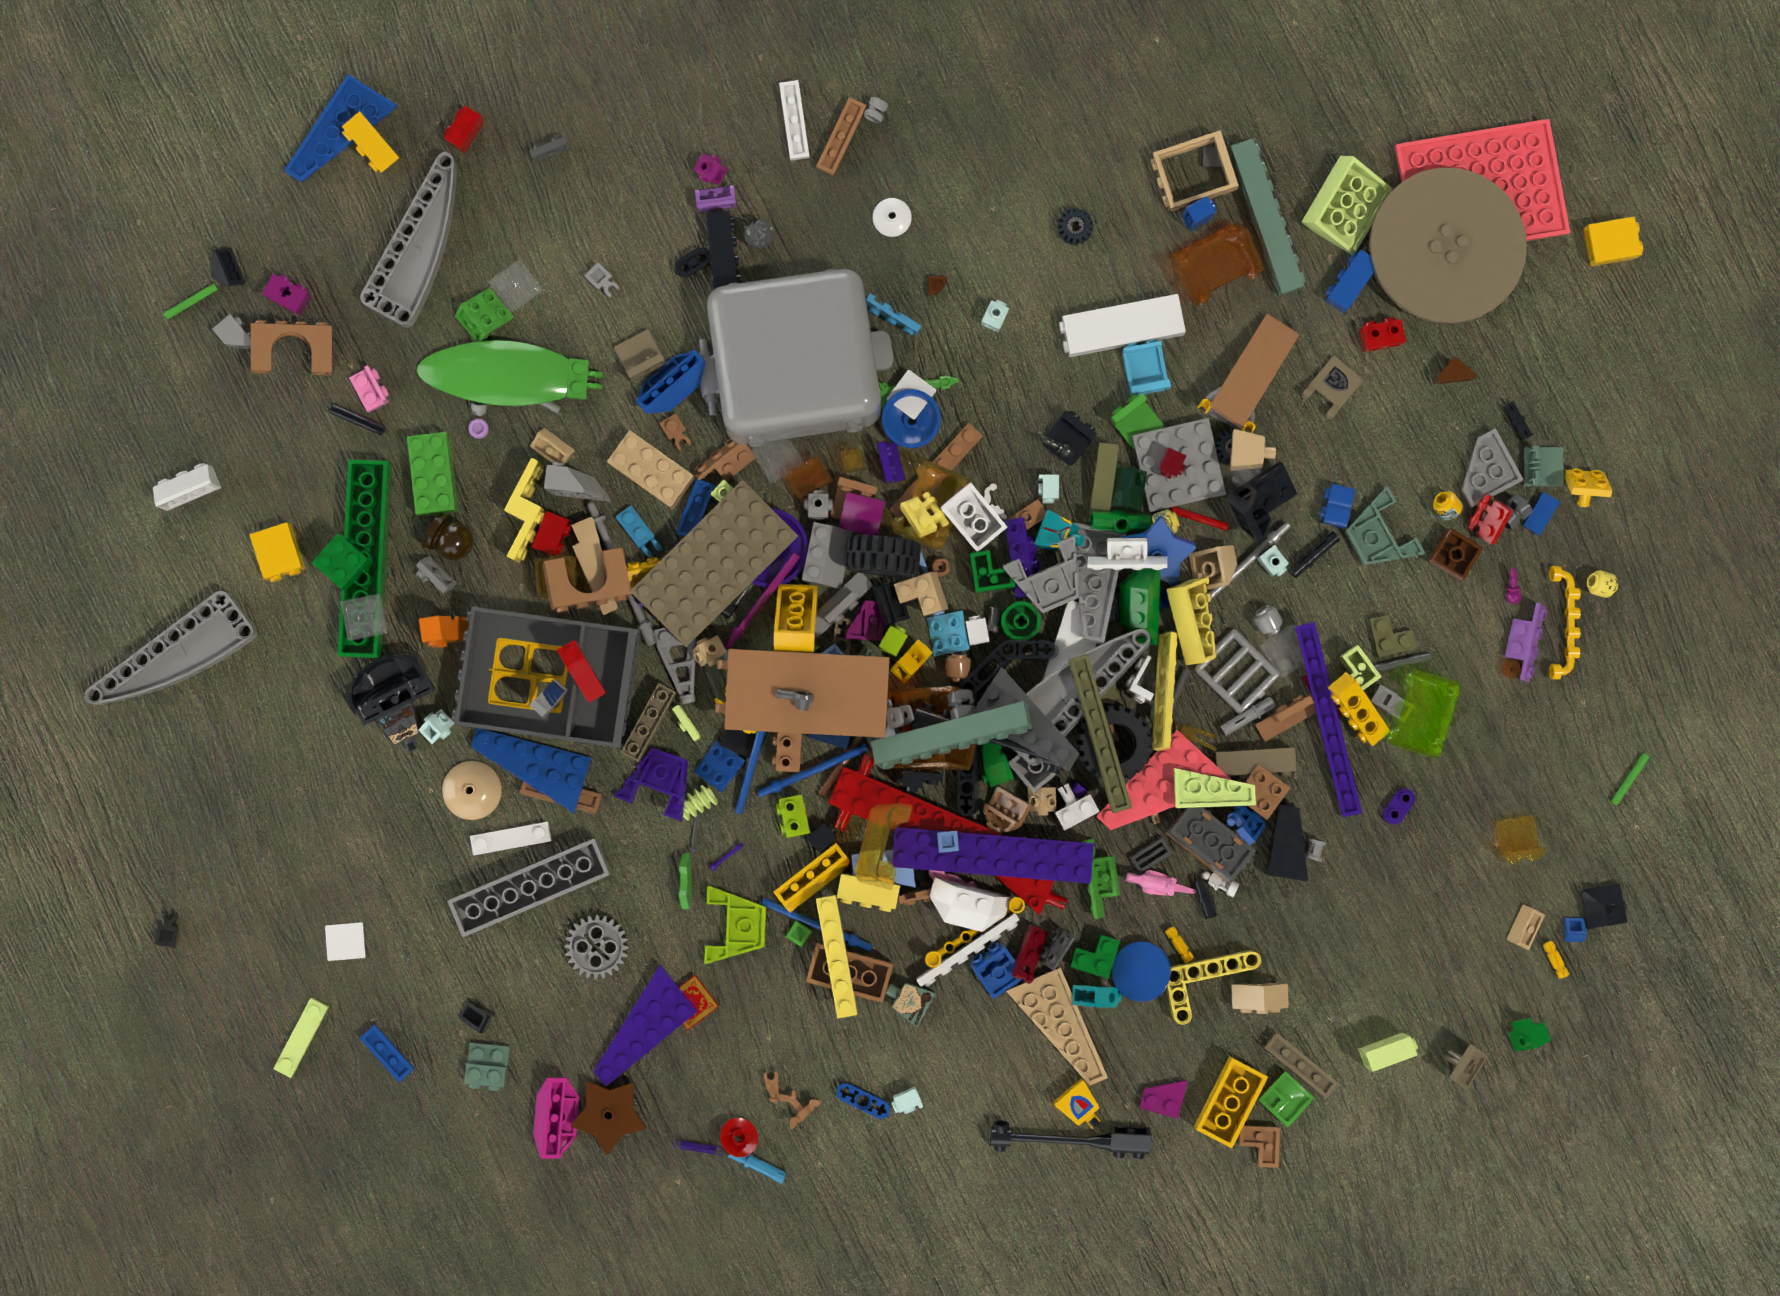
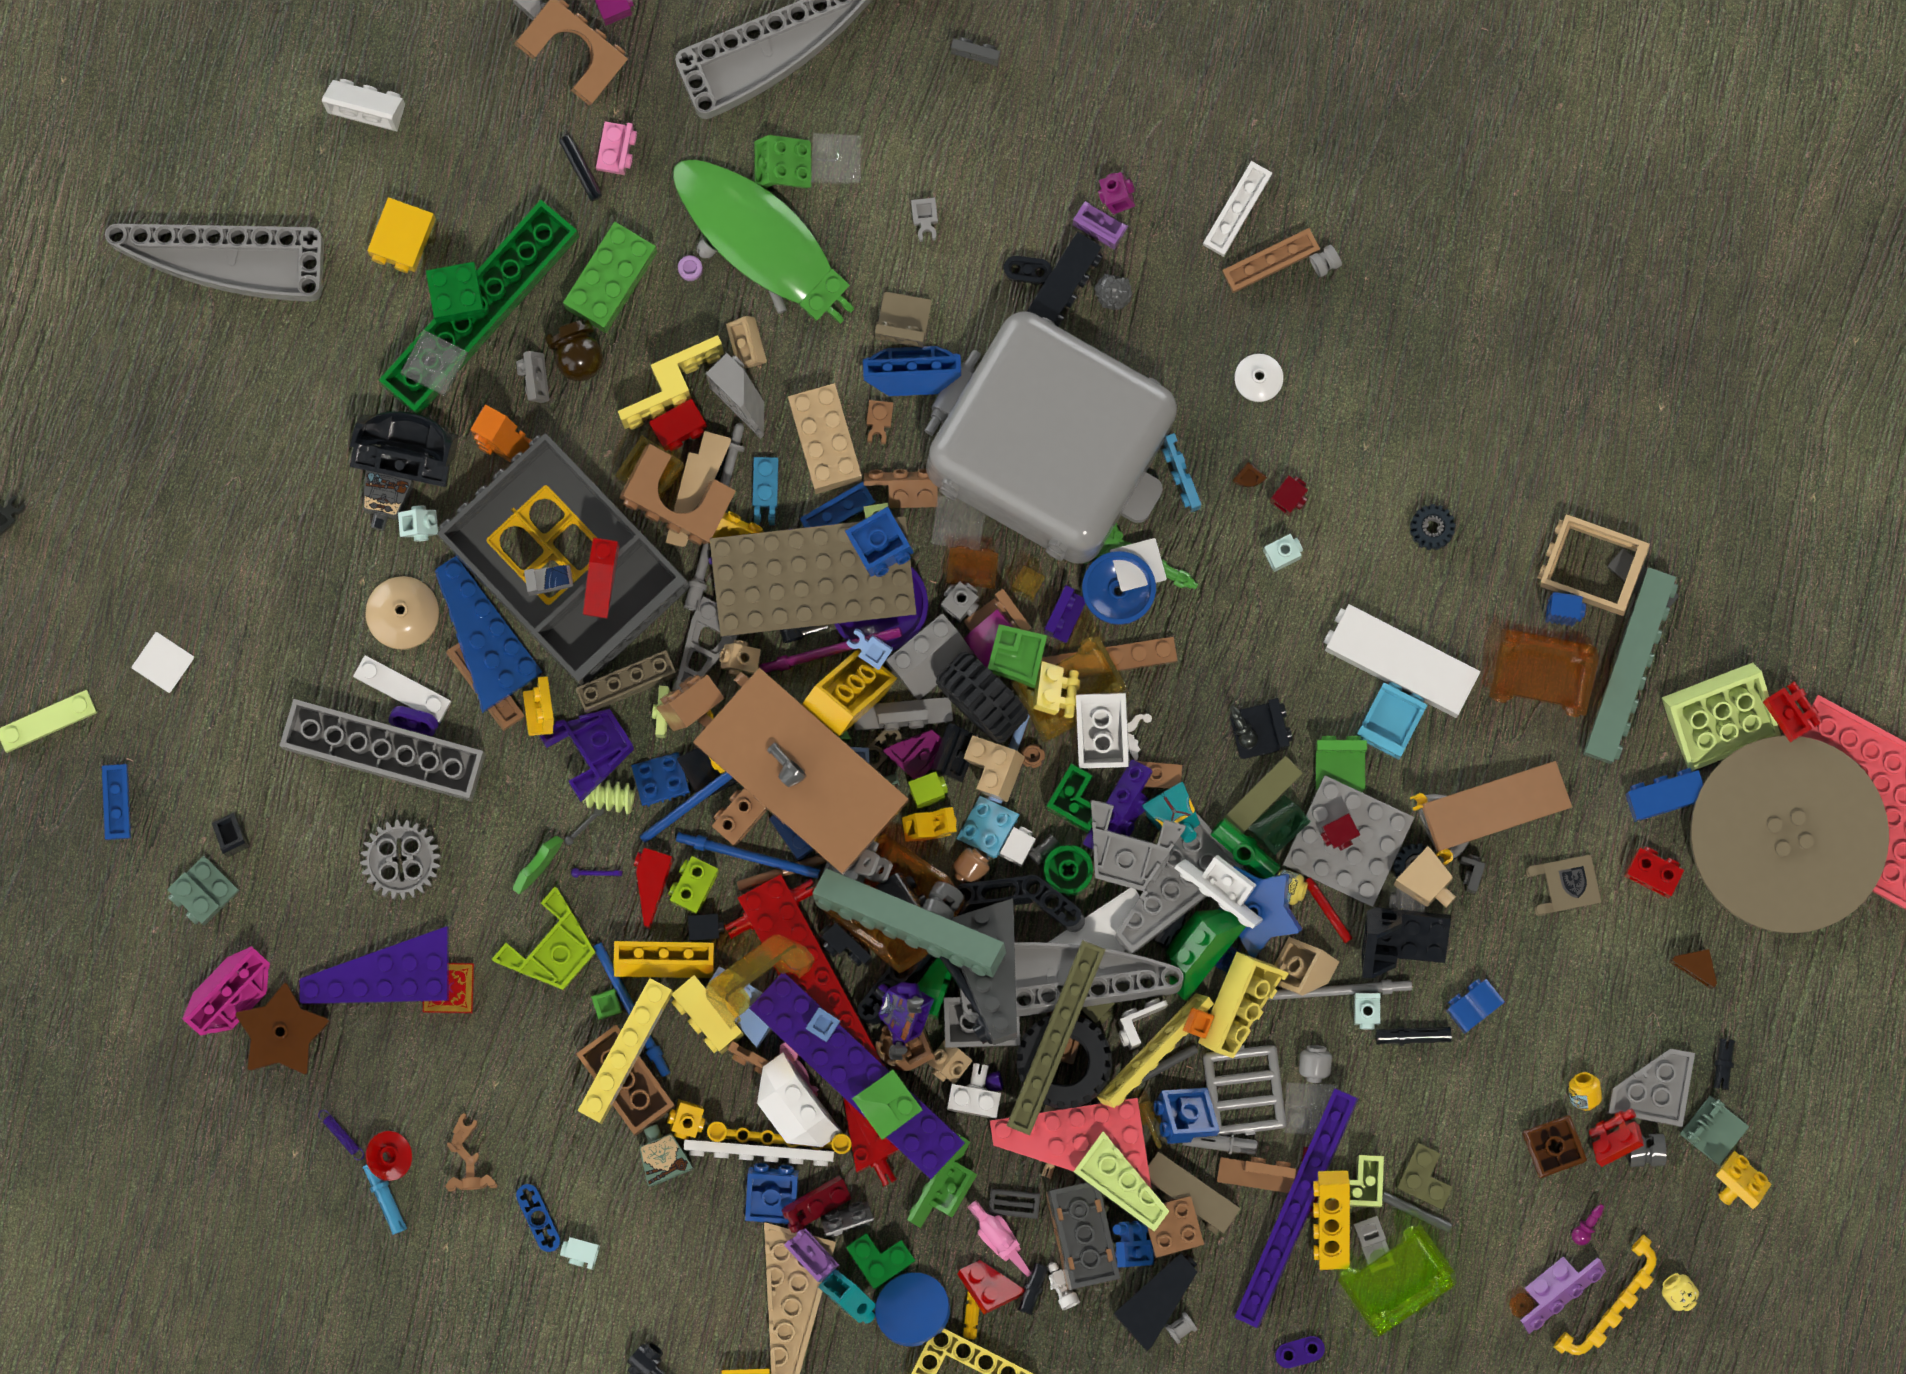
camera: 40 degrees right, 5 degrees down
(534, 853) = (413, 720): none -> dark purple plate
(607, 783) = (539, 709): none -> yellow bracket
(700, 704) = (690, 702): none -> medium nougat brick
(740, 509) = (880, 542): none -> blue plate
(763, 832) = (651, 876): none -> red slope
(789, 580) = (873, 650): none -> light blue plate
(883, 511) = (1017, 654): none -> bright green plate
(907, 966) = (683, 1111): none -> yellow brick
(971, 276) = (1290, 495): none -> dark red brick
(991, 793) = (904, 1013): none -> torso
(1028, 859) = (887, 1104): none -> bright green plate
(1048, 488) = (1201, 762): light aqua brick -> none
(1053, 988) = (811, 1255): none -> medium lavender hinge
(1176, 919) = (988, 1286): none -> wing
(1178, 652) = (1198, 1023): none -> orange tile
(1214, 716) = (1185, 1114): none -> blue plate
(1274, 427) = (1472, 877): none -> dark grey bracket
(1372, 537) = (1485, 1065): sand green wing -> none
(1389, 170) = (1787, 713): none -> red plate
(1542, 512) = (1674, 1175): blue tile -> none

